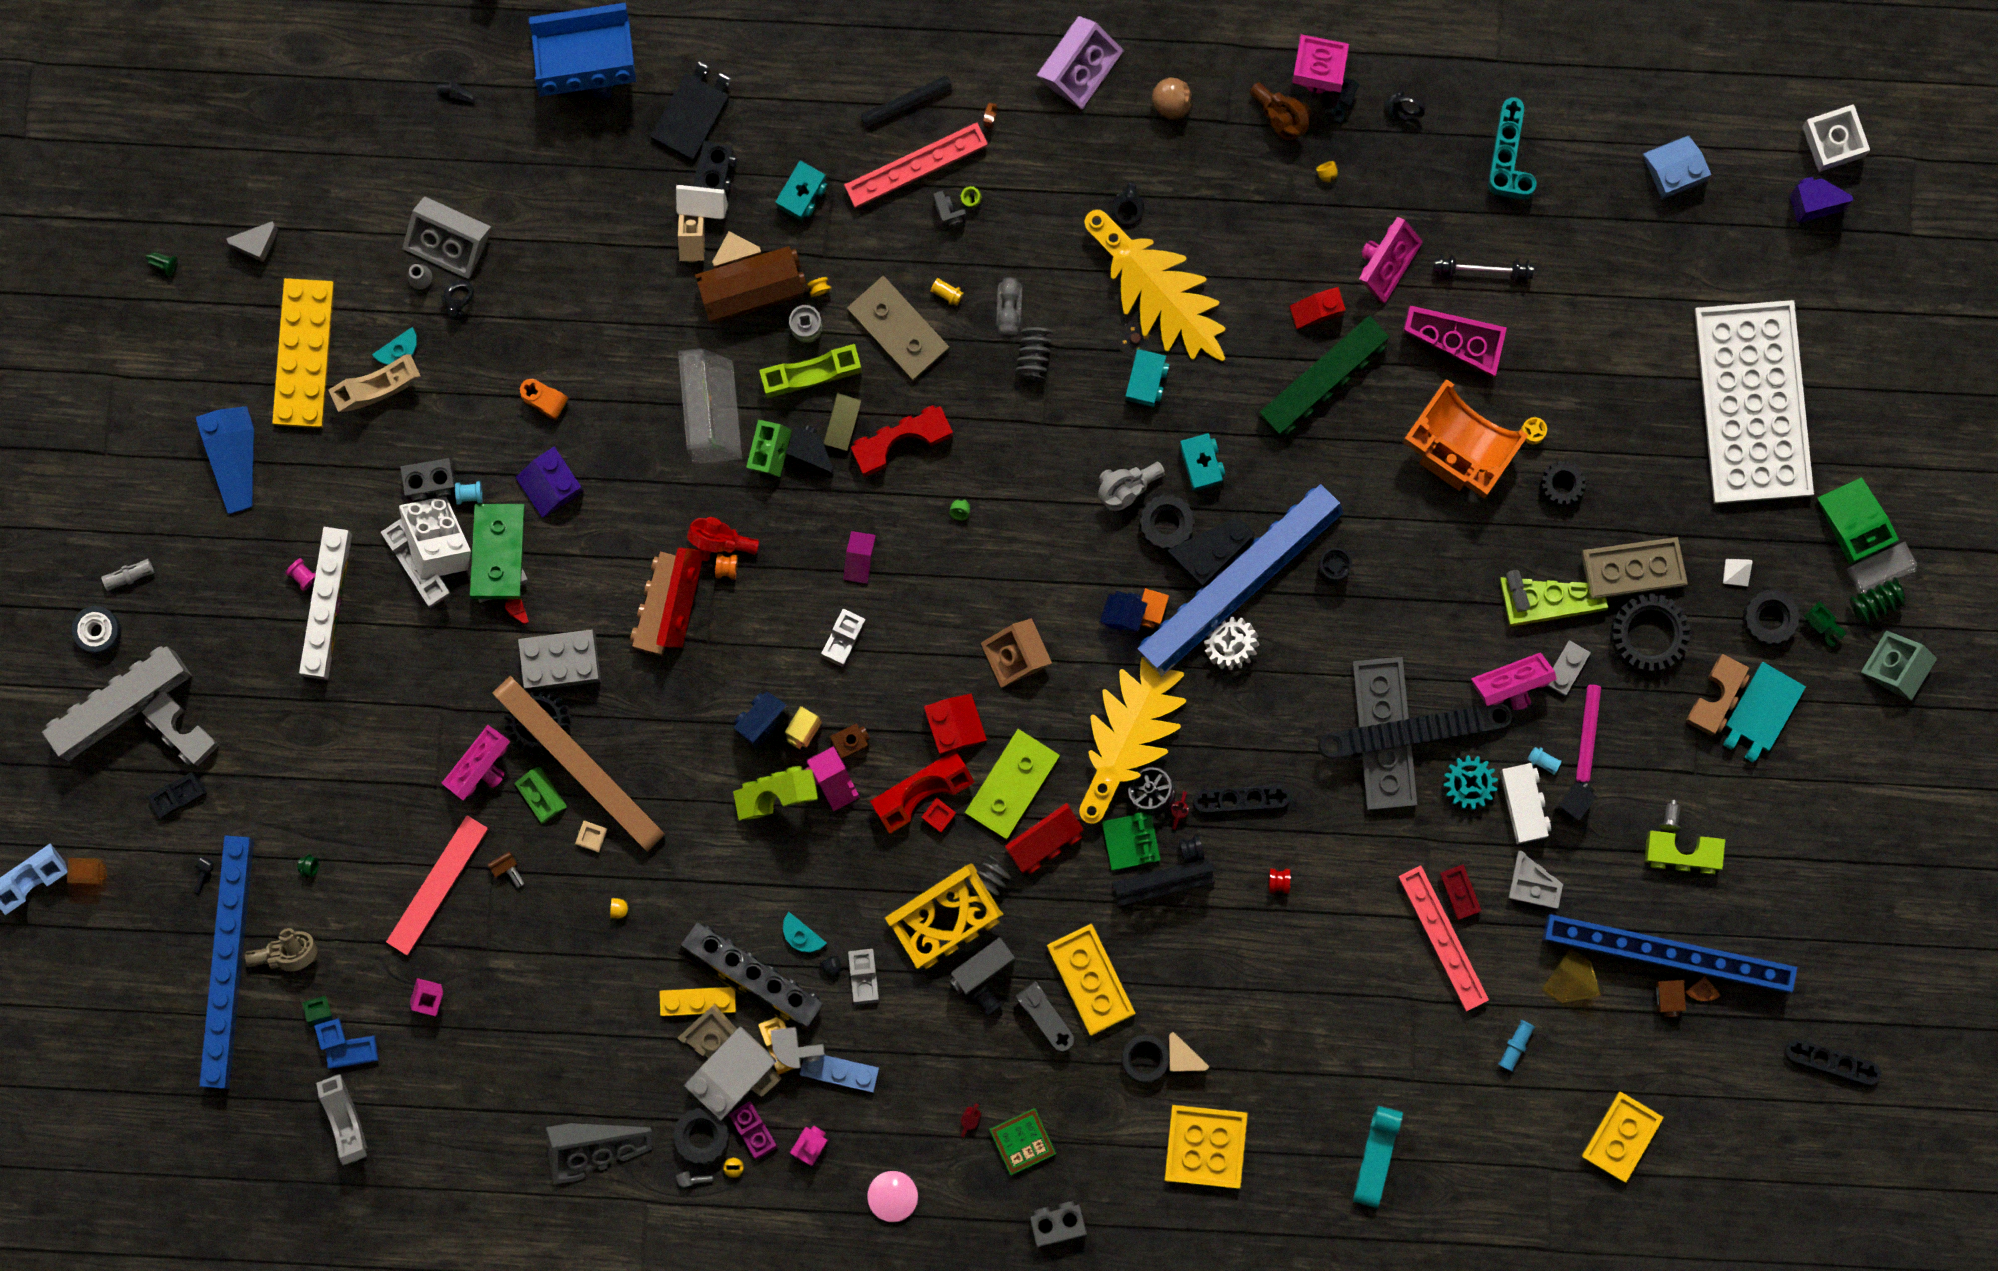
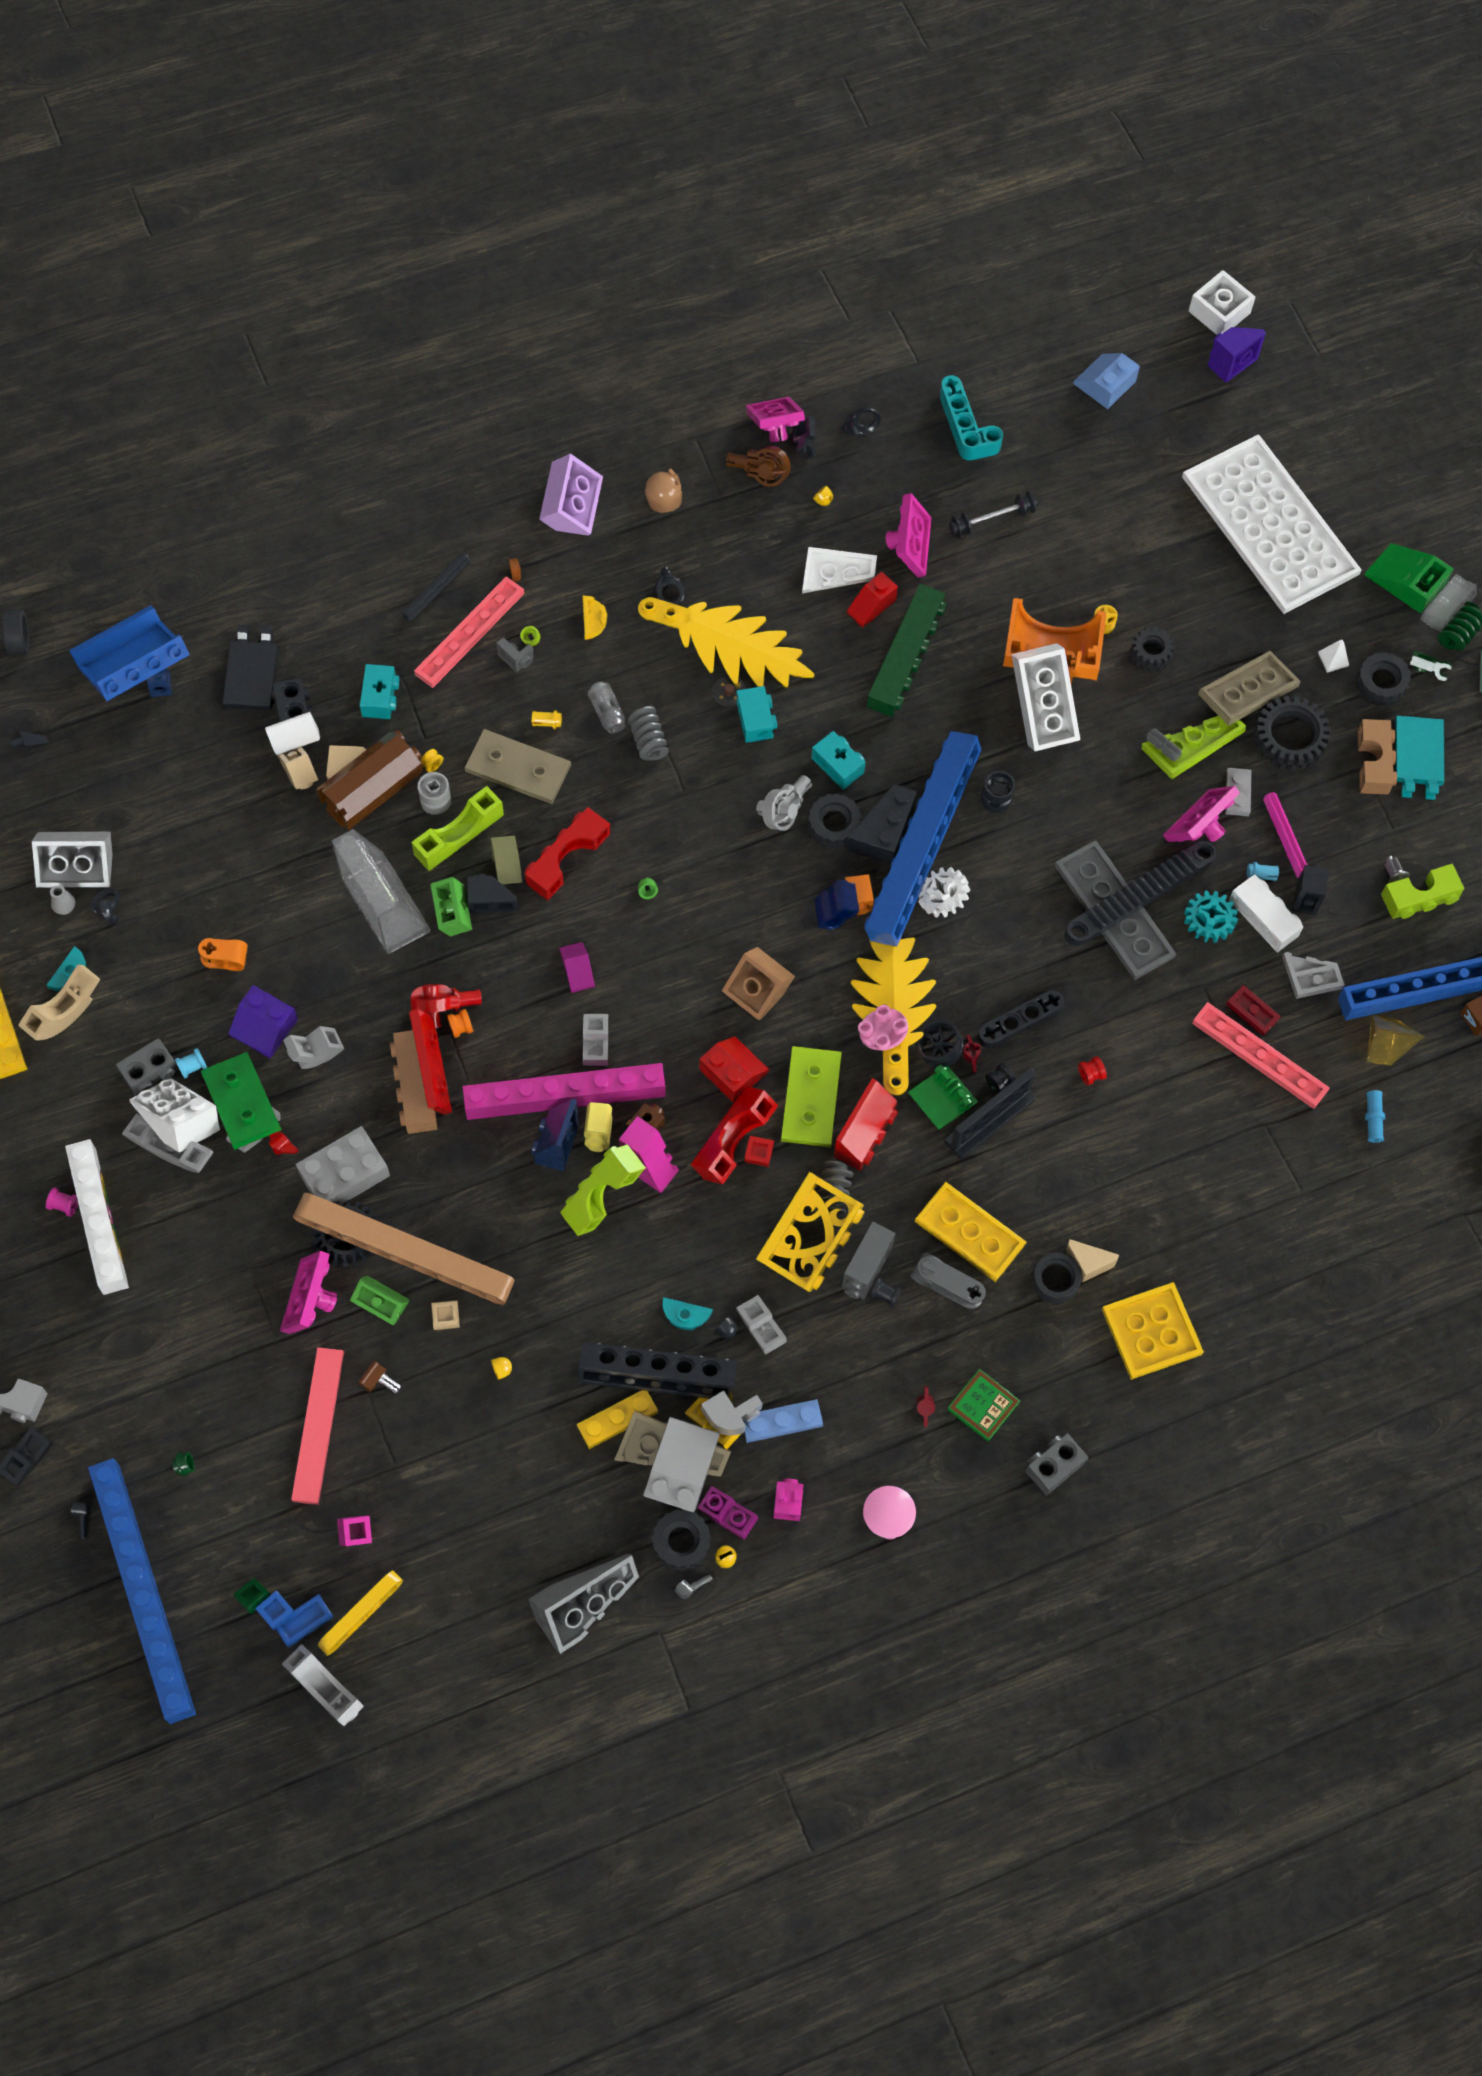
camera: 30 degrees left, 15 degrees down
(286, 952) = (197, 1552): dark tan pin -> none
(401, 1069) = (360, 1613): none -> yellow beam
(584, 530) = (314, 1048): none -> light grey brick
(790, 677) = (550, 1091): none -> dark pink brick
(1042, 203) = (594, 617): none -> yellow plate
(1104, 756) = (883, 1028): none -> bright pink dish
(1300, 257) = (836, 568): none -> white wing
(1377, 1156) = (1307, 1263): teal beam -> none
(1424, 496) = (1046, 697): none -> white brick
(1462, 338) = (1003, 571): dark pink wedge -> none

